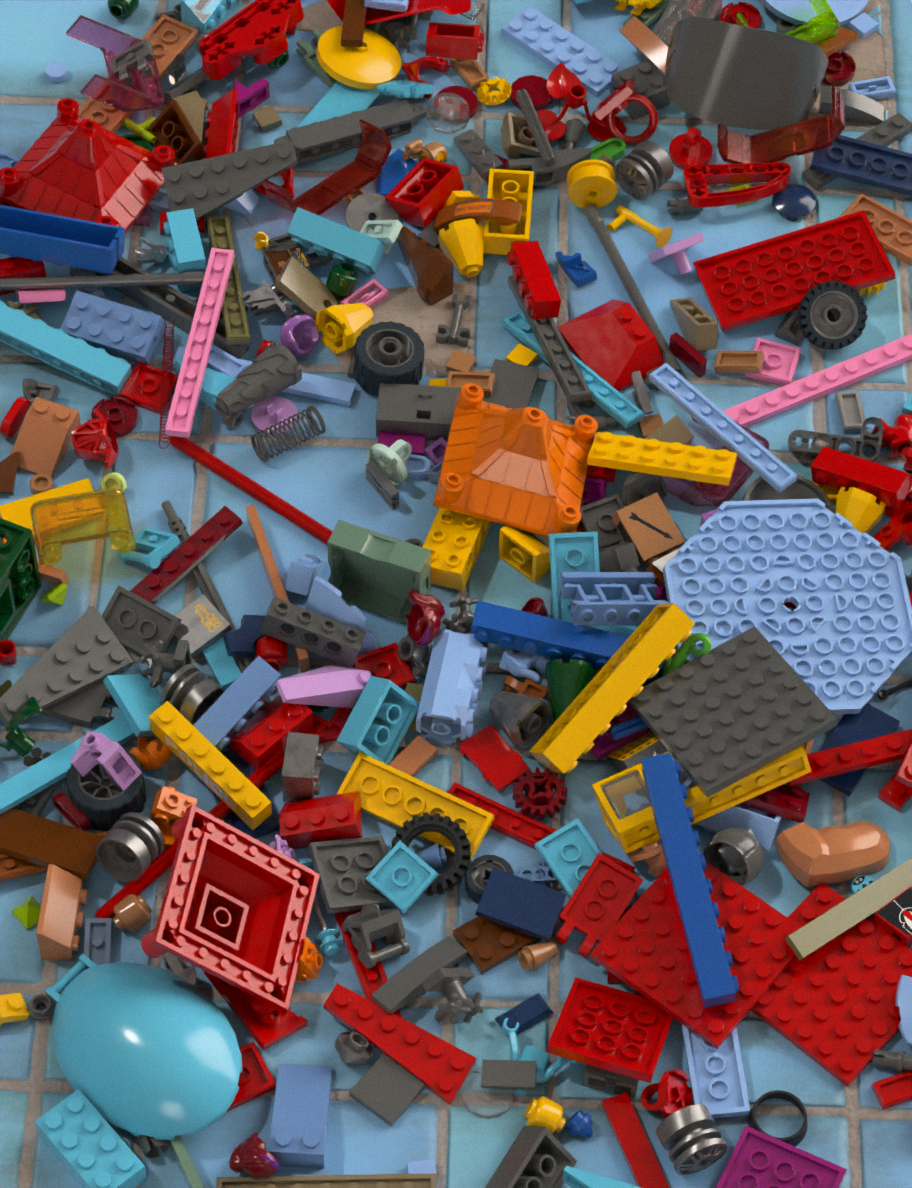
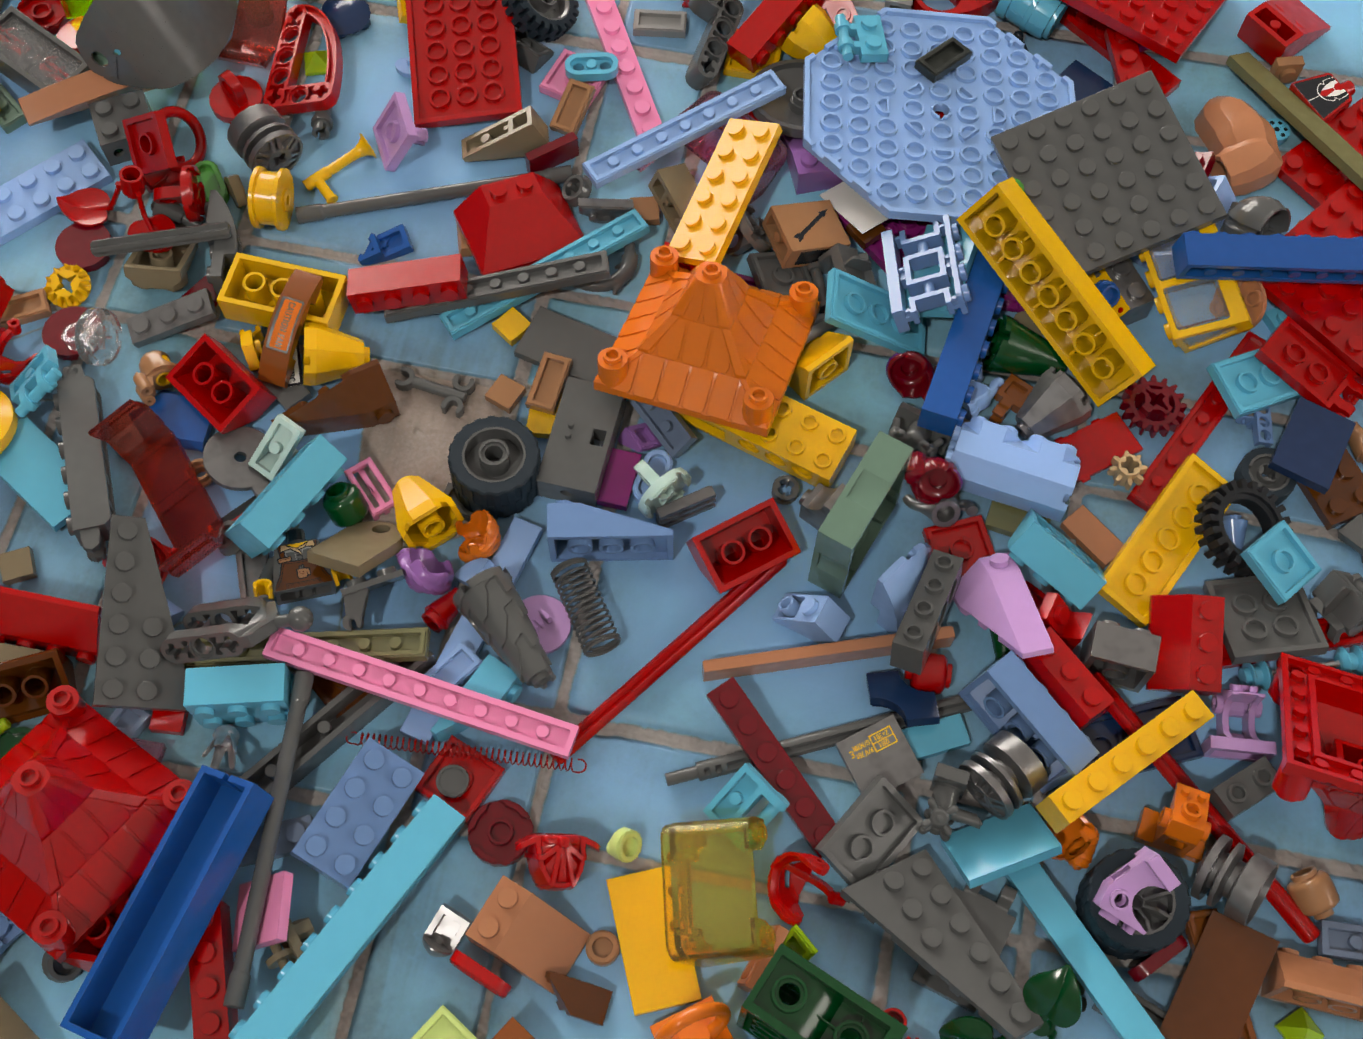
camera: 80 degrees left, 10 degrees up
(88, 585) = (785, 899): none -> red helmet
(145, 380) = (452, 781): none -> dark grey piece
(238, 238) = (245, 630): none -> dark grey piece
(307, 366) = (472, 568): none -> light blue tile
(325, 724) = (1067, 624): none -> red slope
(331, 366) = (480, 535): none -> orange hair
(343, 418) = (603, 535): none -> medium blue slope
(350, 506) = (743, 546): none -> red slope
(472, 774) = (1127, 470): none -> tan gear
(580, 133) = (189, 194): none -> red tile
(632, 739) = (1109, 291): none -> blue plate
(780, 369) = (592, 66): none -> medium azure plate
(847, 600) = (943, 59): none -> pearl dark grey tile
(850, 543) = (869, 38): none -> medium azure plate

